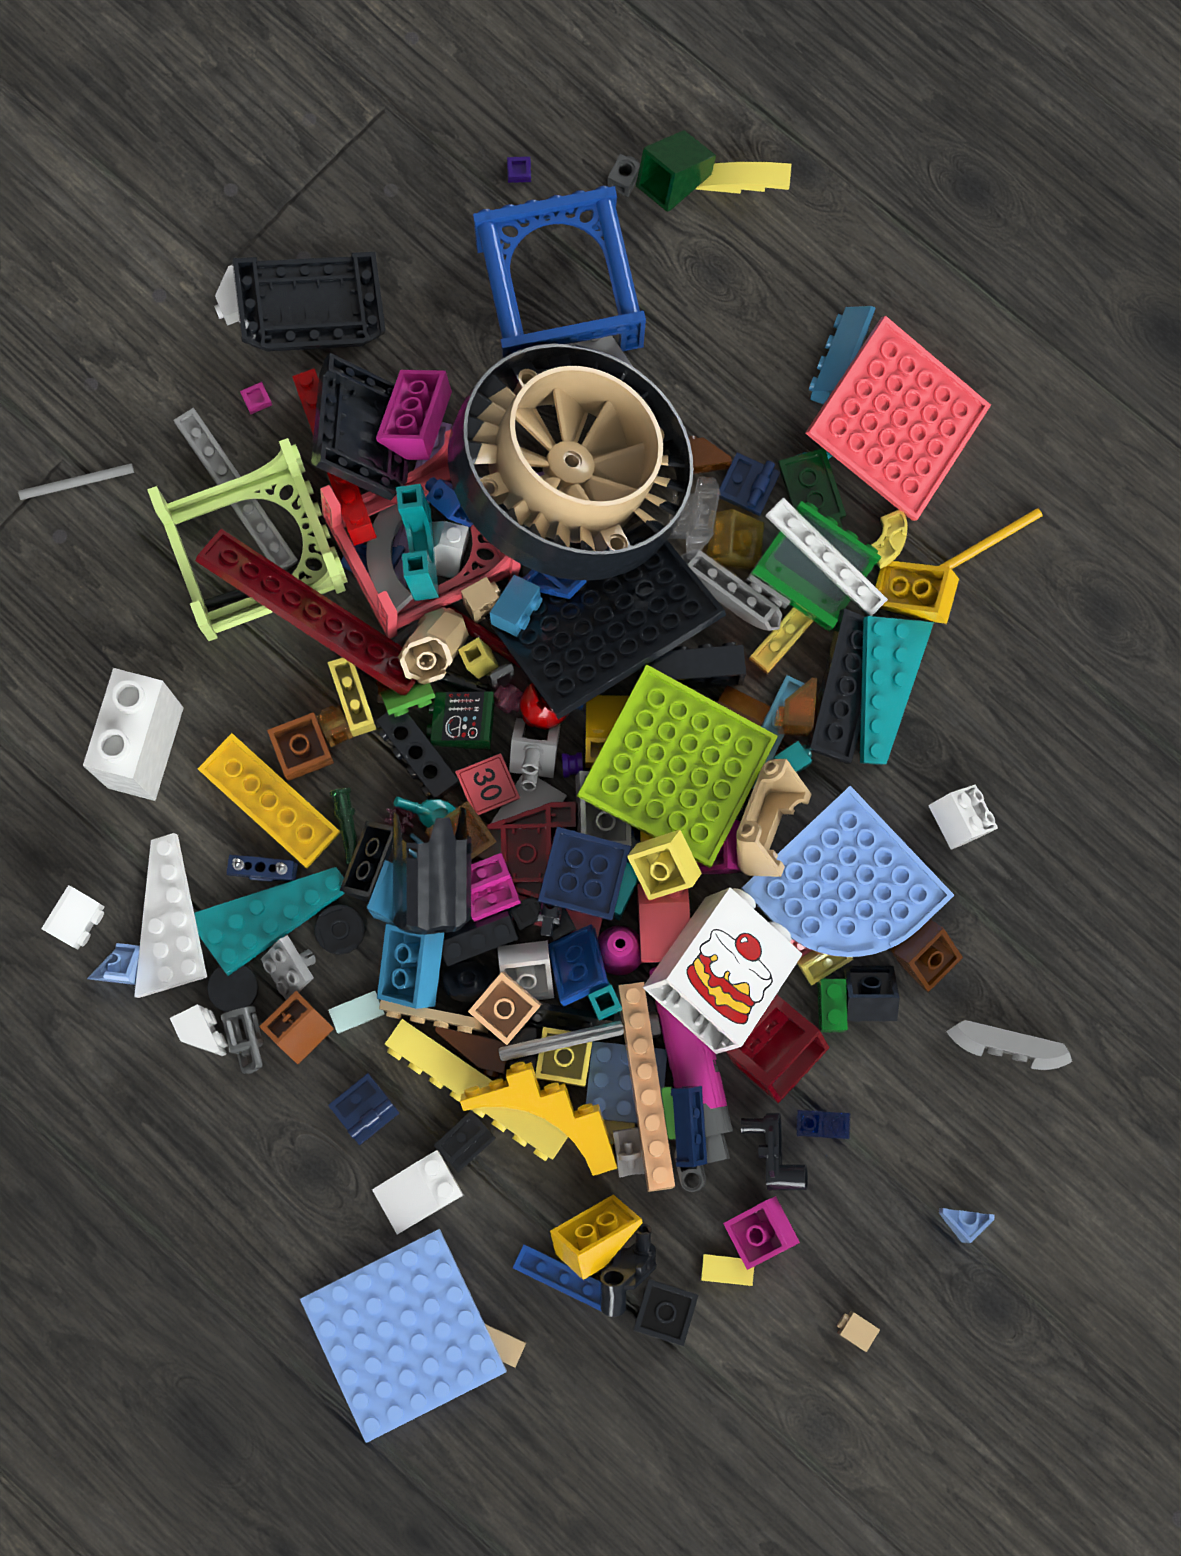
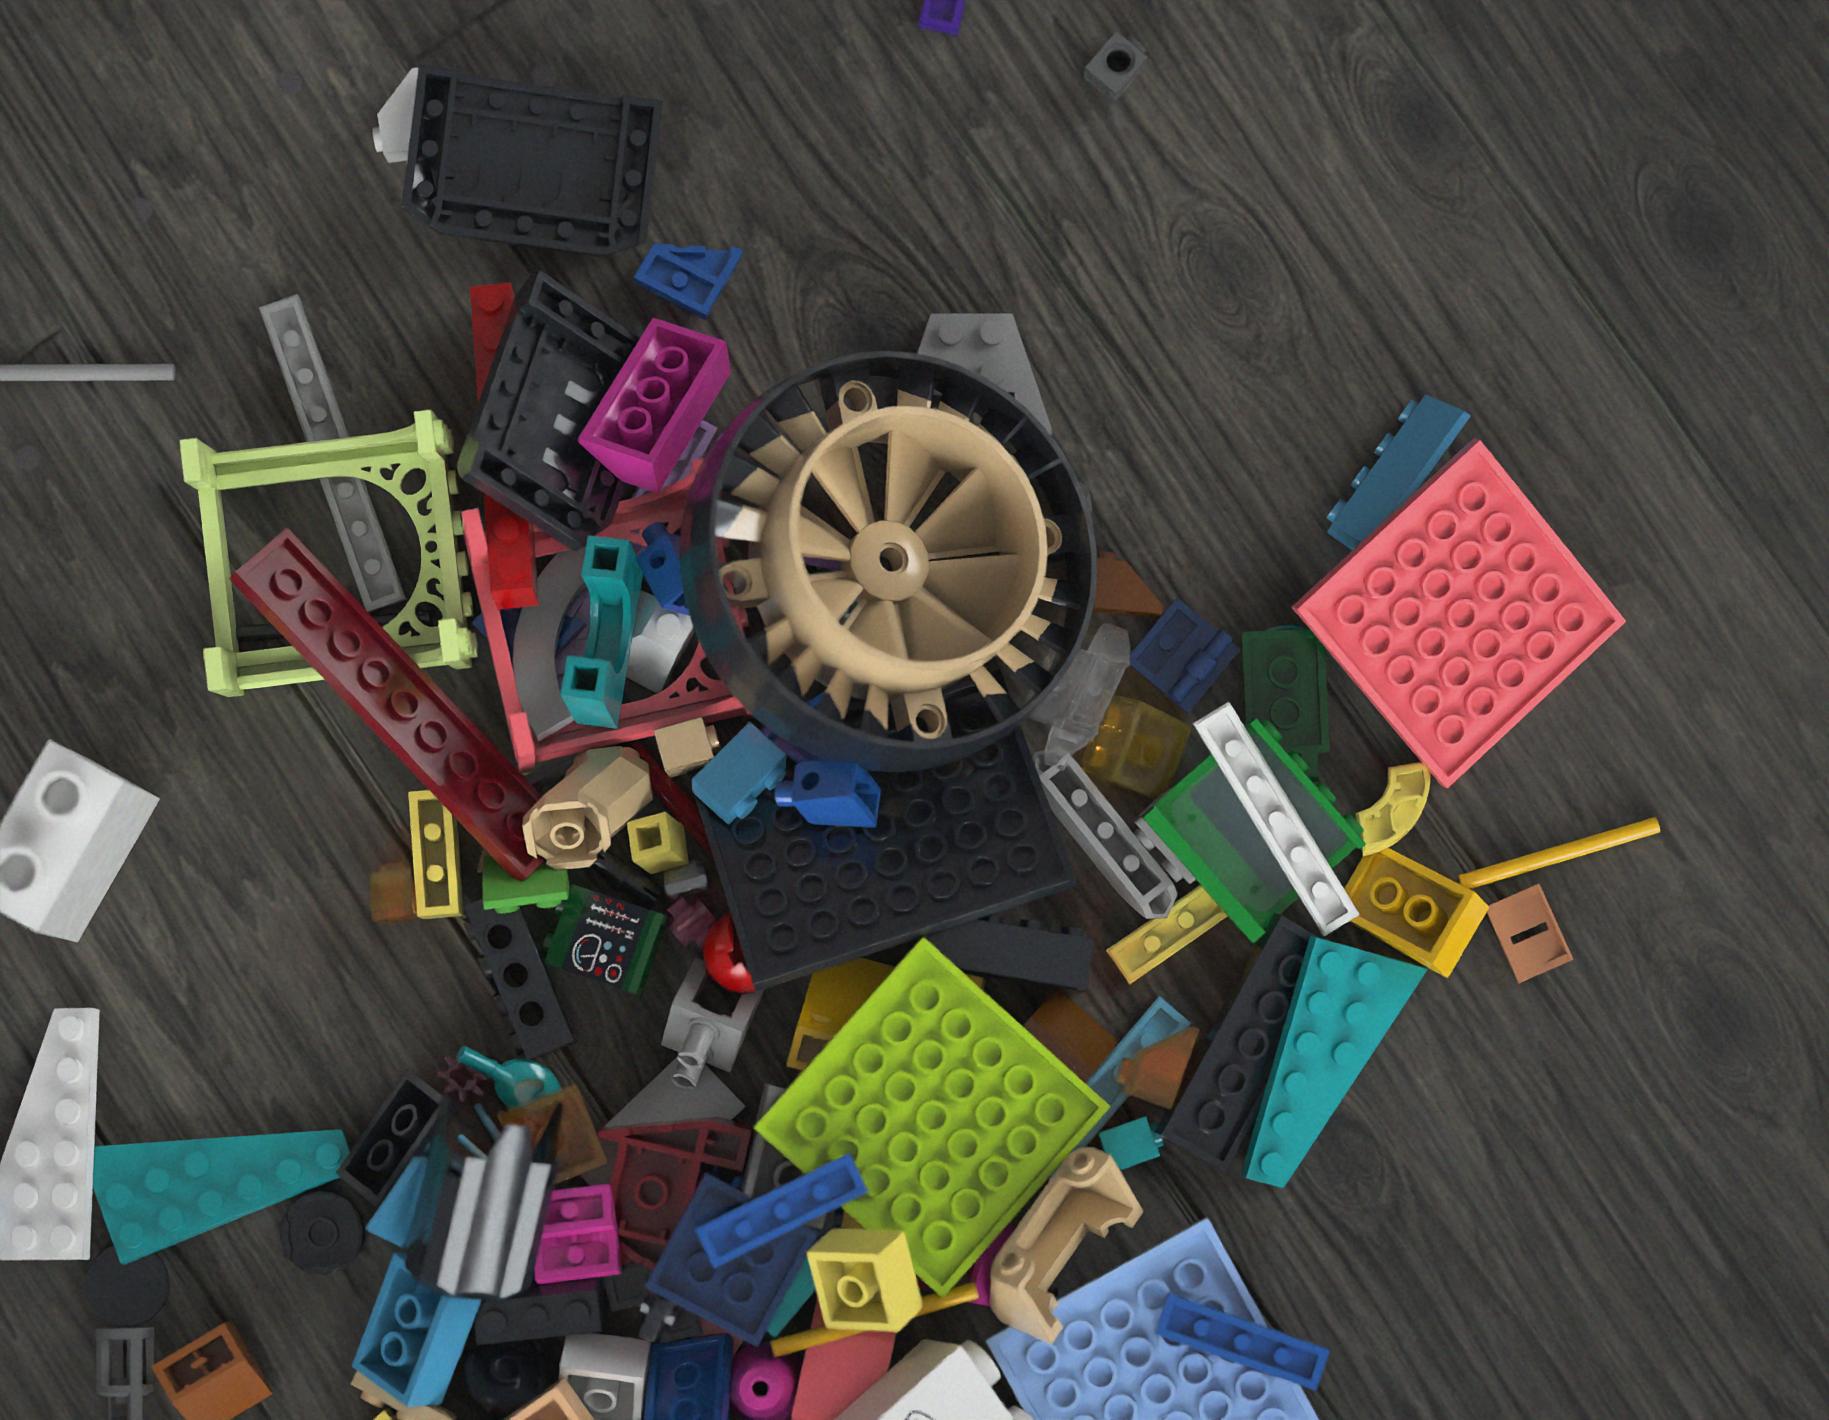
camera: 20 degrees right, 5 degrees up
(197, 1029) = (55, 1348): white slope -> none
(256, 398) = (405, 302): dark pink tile -> none
(269, 800) = (260, 992): yellow plate -> none
(285, 869) = (257, 1112): dark blue piece -> none
(288, 966) = (223, 1278): light grey plate -> none
(300, 746) = (330, 918): dark orange brick -> none
(344, 814) = (376, 1044): clear green pin -> none
(356, 1012) = (313, 1375): light aqua tile -> none
(413, 344) = (688, 275): none -> blue wing
(487, 784) = (620, 1057): coral piece -> none
(572, 600) = (831, 793): none -> blue torso
(572, 764) = (767, 1058): dark purple wheel -> none
(602, 204) = (1059, 133): blue arch -> none
(606, 835) = (781, 1210): none -> blue plate
(652, 904) = (823, 1335): none -> yellow piece
(674, 169) = (1201, 78): dark green slope -> none
(752, 176) = (1314, 118): light yellow slope -> none
(889, 848) = (1241, 1341): none -> blue plate
(963, 816) = (1385, 1309): white slope -> none
(992, 598) = (1538, 952): none -> nougat piece

